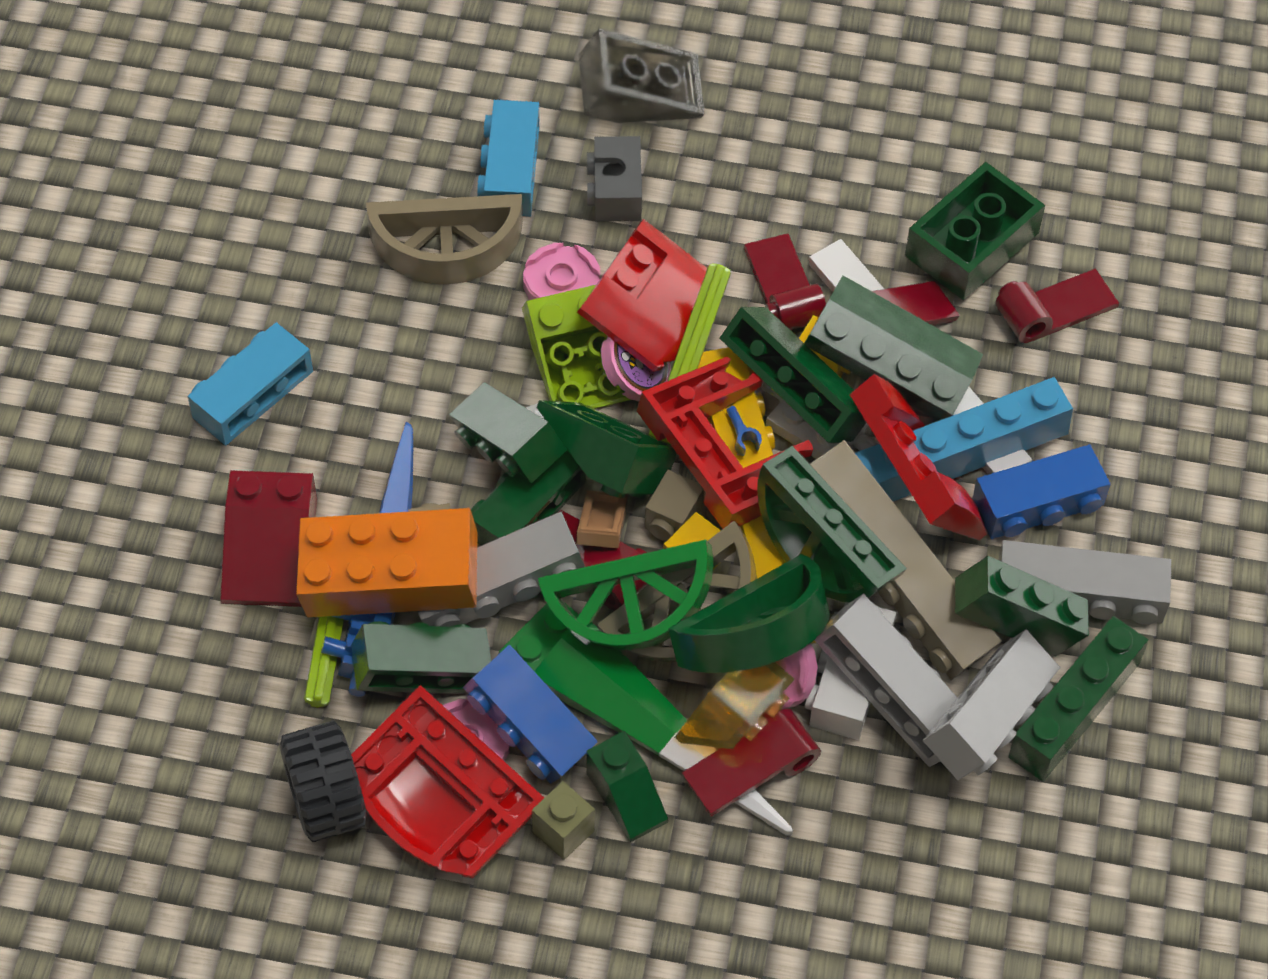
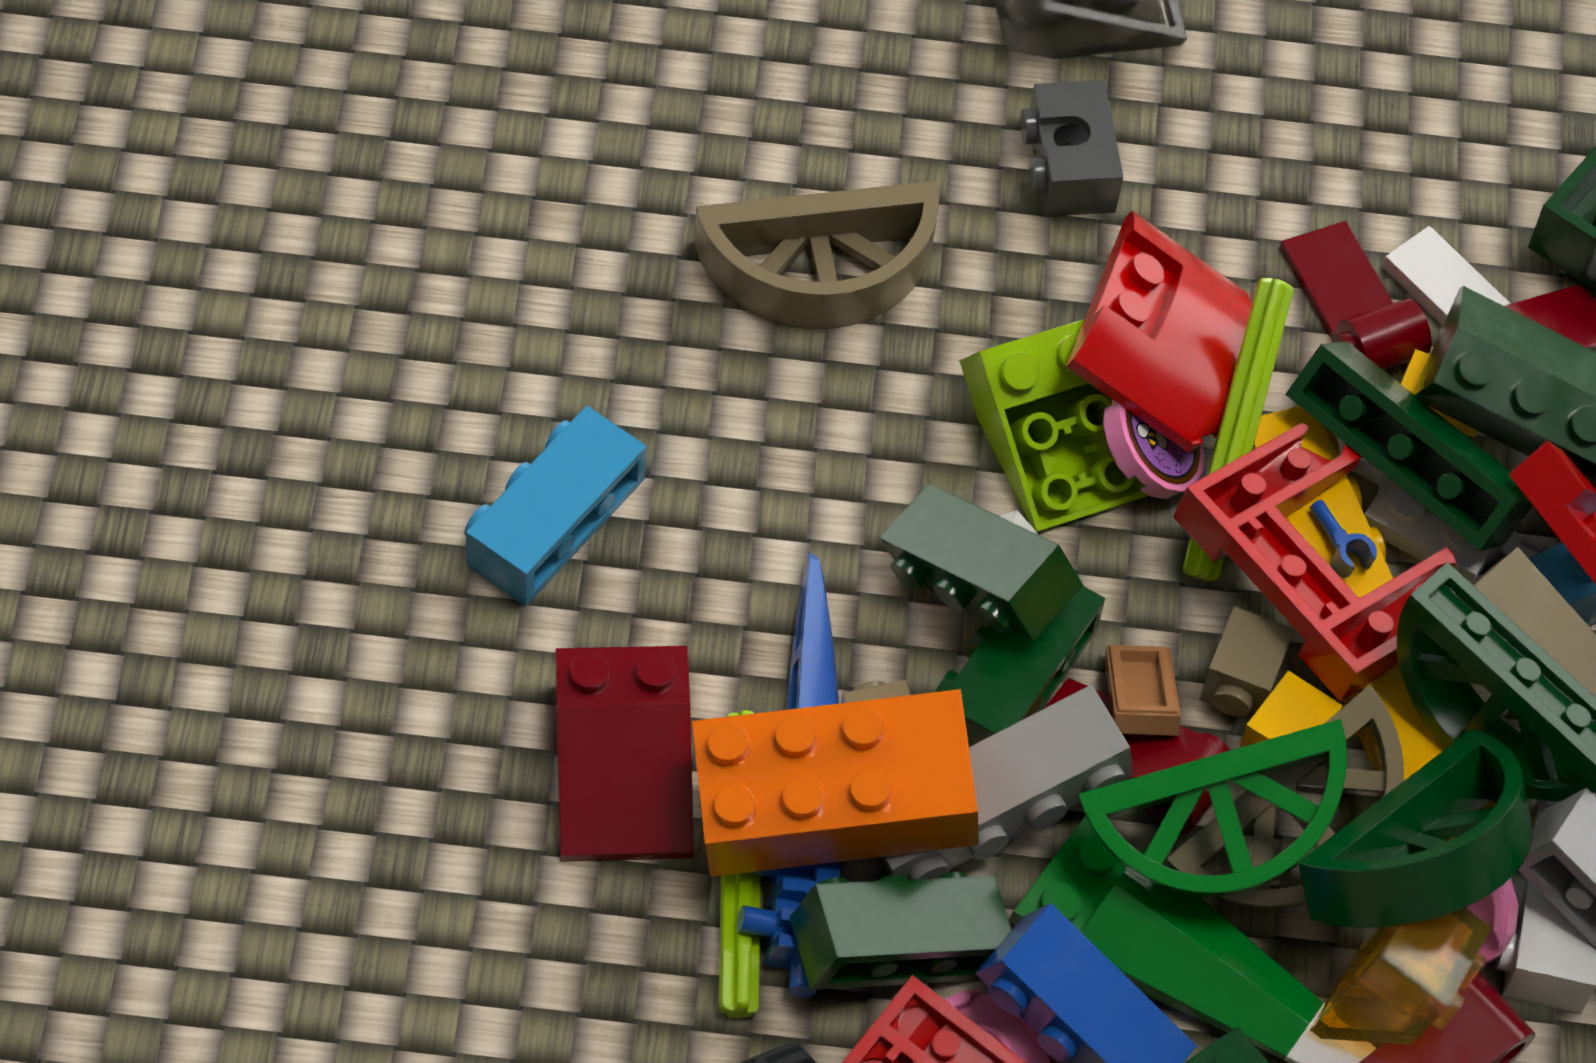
camera: 10 degrees left, 0 degrees up
(511, 151) = (903, 112): dark azure brick -> none
(559, 270) = (1006, 301): bright pink tile -> none
(609, 449) = (1142, 581): dark green slope -> none

